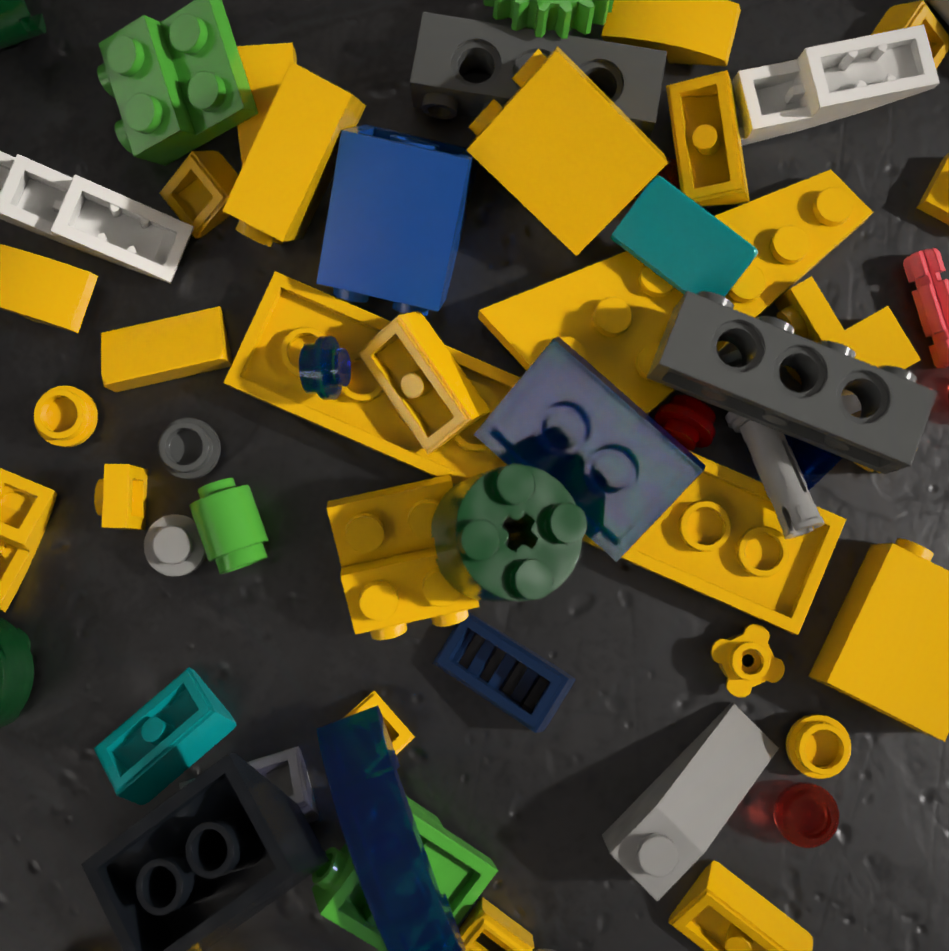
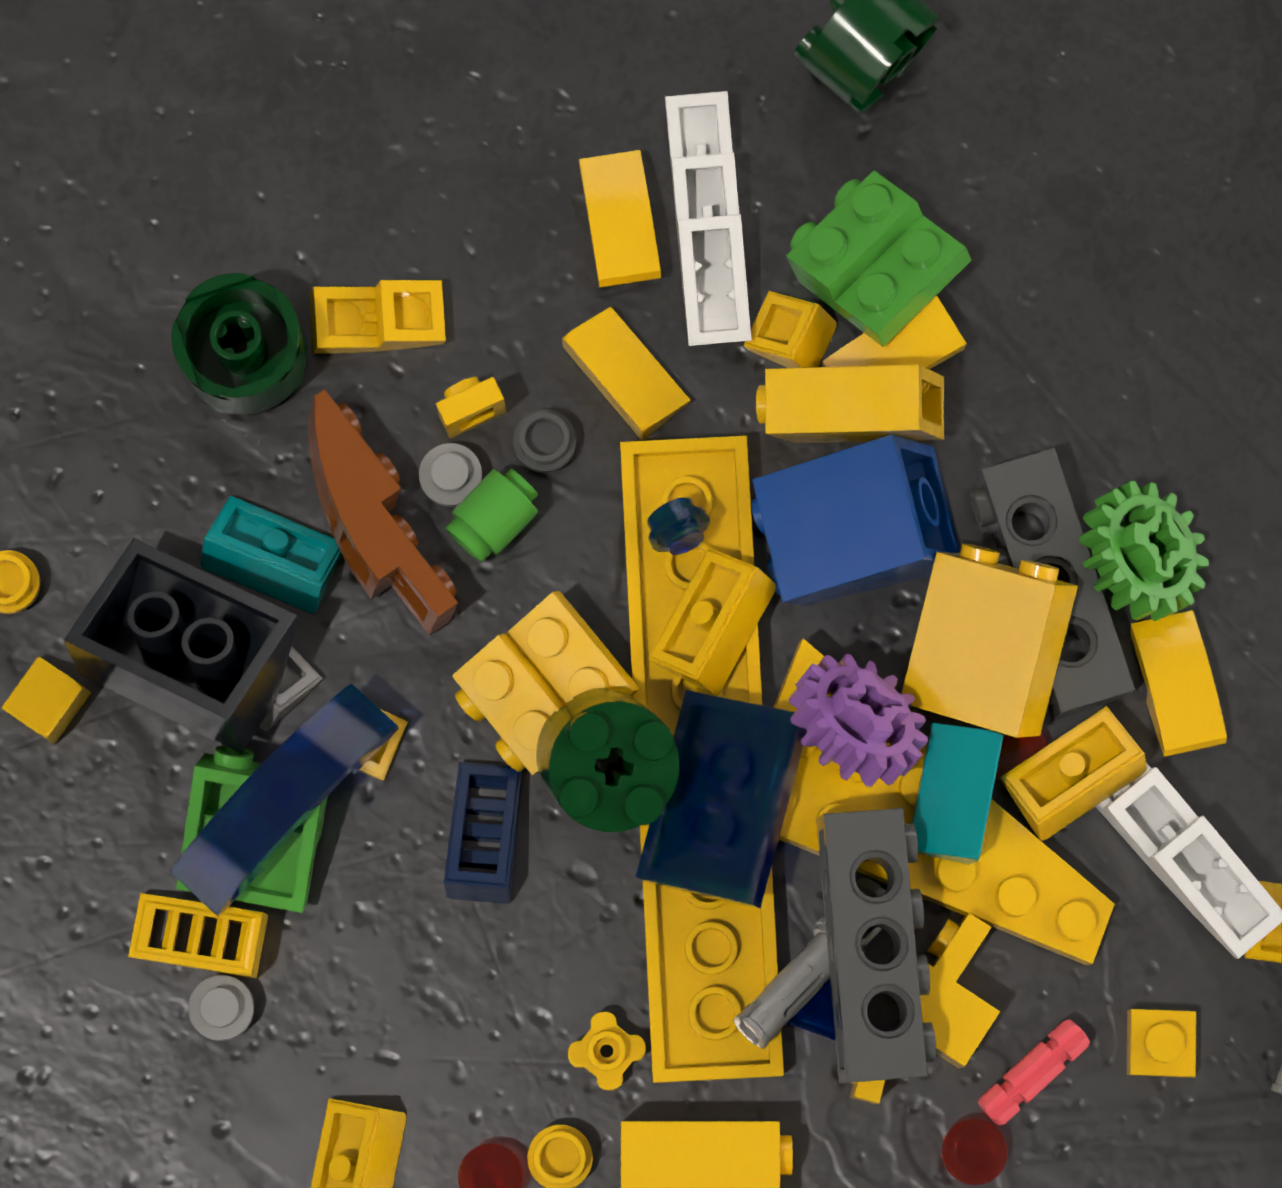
camera: 60 degrees right, 5 degrees down
(65, 416) = (517, 315): yellow plate -> none
(154, 638) = (356, 498): none -> dark orange slope
(583, 294) = (858, 720): none -> medium lavender gear
(687, 421) = (798, 884): red plate -> none
(689, 802) = (455, 1059): light grey slope -> none

